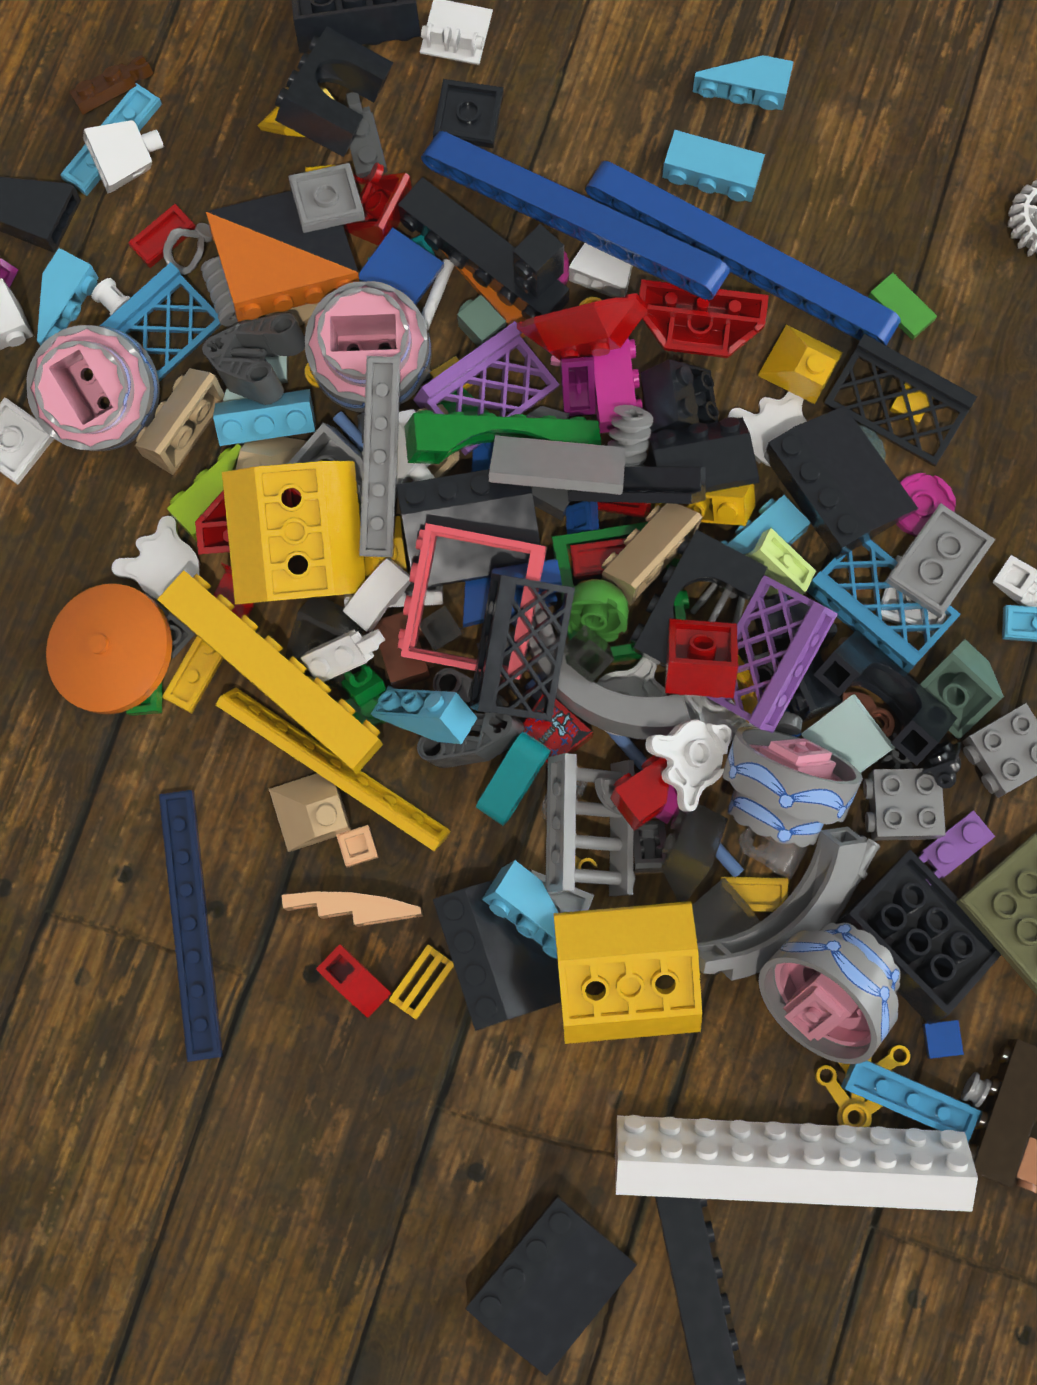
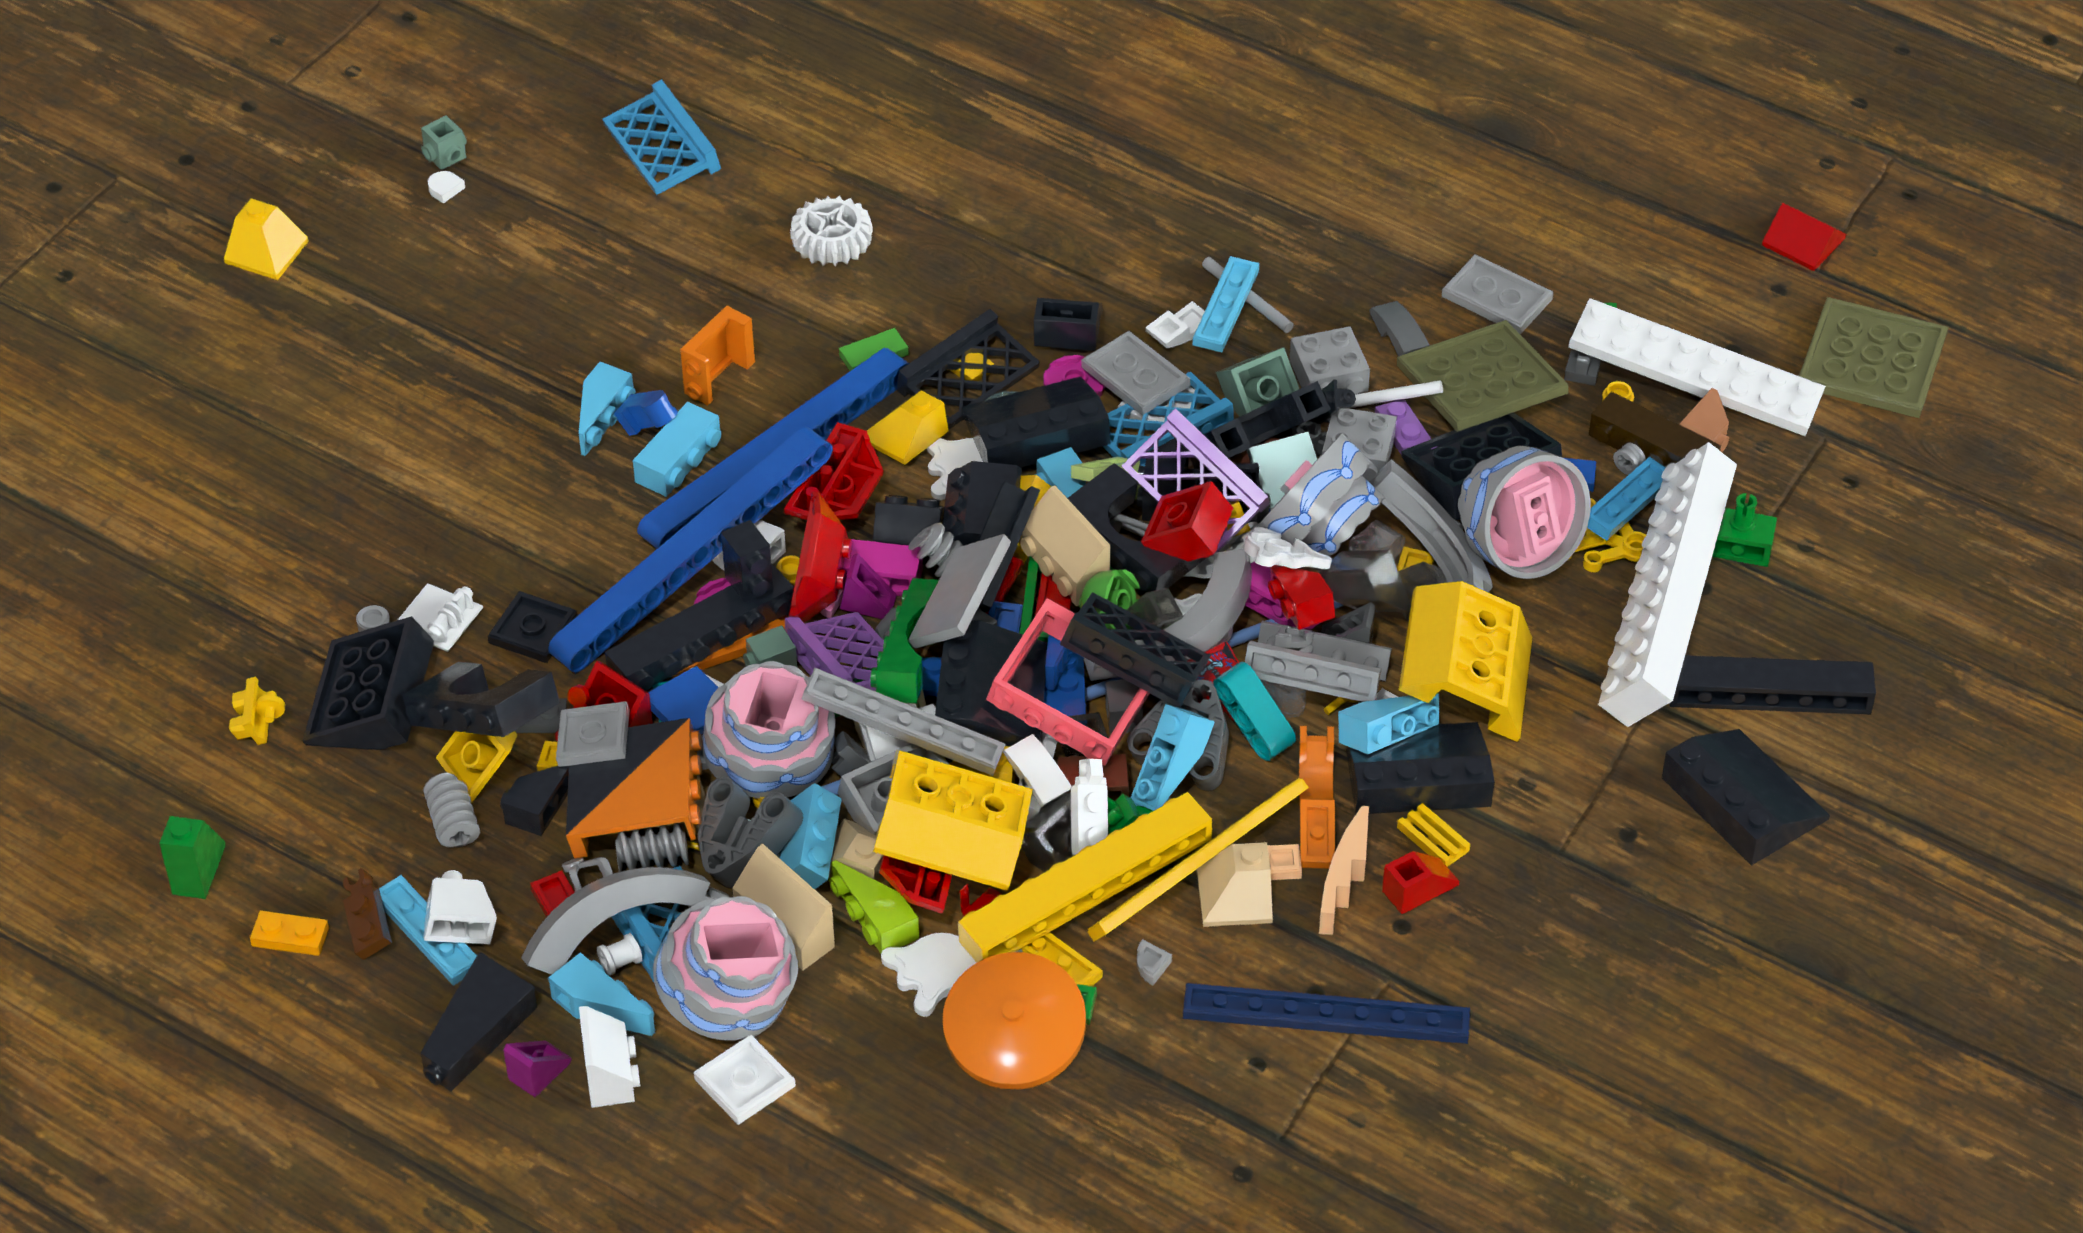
camera: 80 degrees left, 30 degrees down
(83, 34) = (289, 933): none -> light orange plate
(148, 283) = (603, 898): none -> light grey arch
(214, 753) = (1152, 961): none -> light grey tile
(229, 113) = (451, 810): none -> light grey piece
(258, 175) = (535, 799): none -> black slope
(424, 864) = (1317, 802): none -> orange piece
(745, 123) = (645, 411): none -> blue leg
(835, 156) = (713, 349): none -> orange panel
(899, 1236) = (1745, 534): none -> green brick
(991, 828) = (1398, 393): none -> white bar
(996, 475) = (1067, 324): none -> black slope

